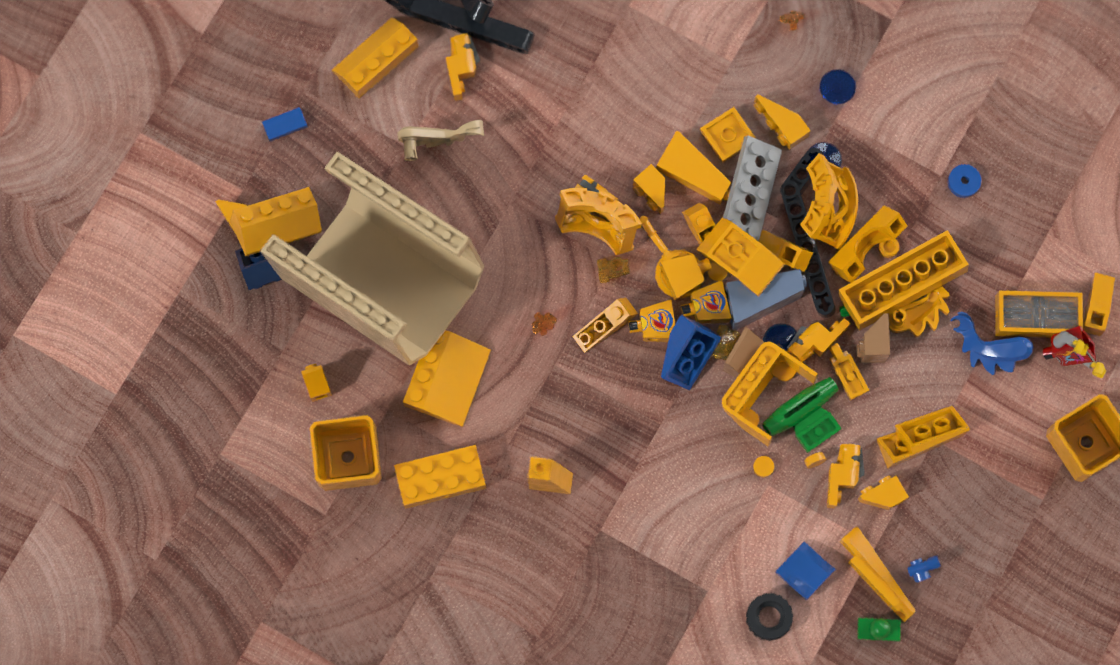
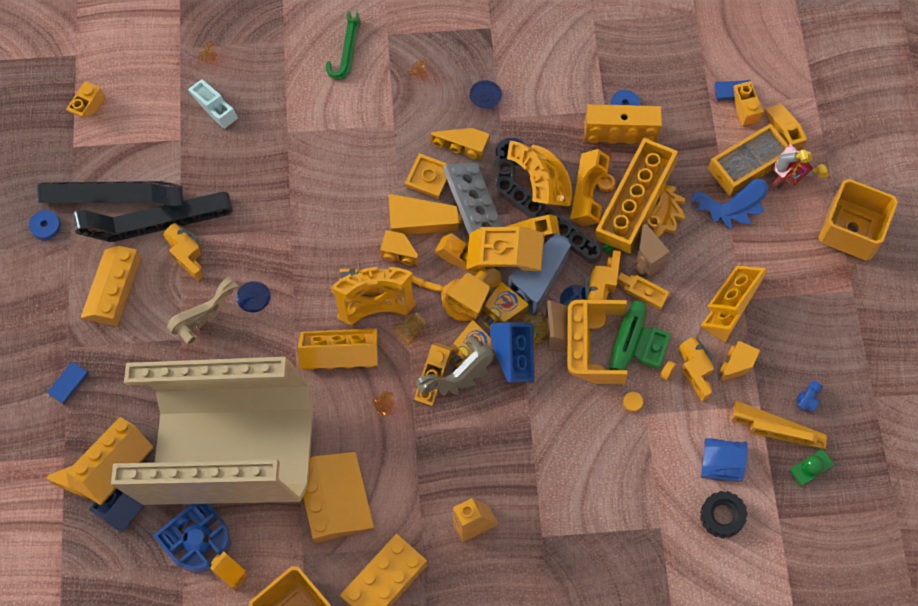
camera: 35 degrees left, 10 degrees down
(305, 335) = (194, 537): none -> blue connector
(494, 147) = (253, 296): none -> clear blue piece
(536, 246) = (338, 349): none -> light orange slope
(628, 345) = (464, 375): none -> dark tan animal
(942, 201) = (622, 123): none -> light orange brick
(1079, 234) = (725, 89): none -> blue tile
(1079, 257) = (747, 104): none -> light orange slope

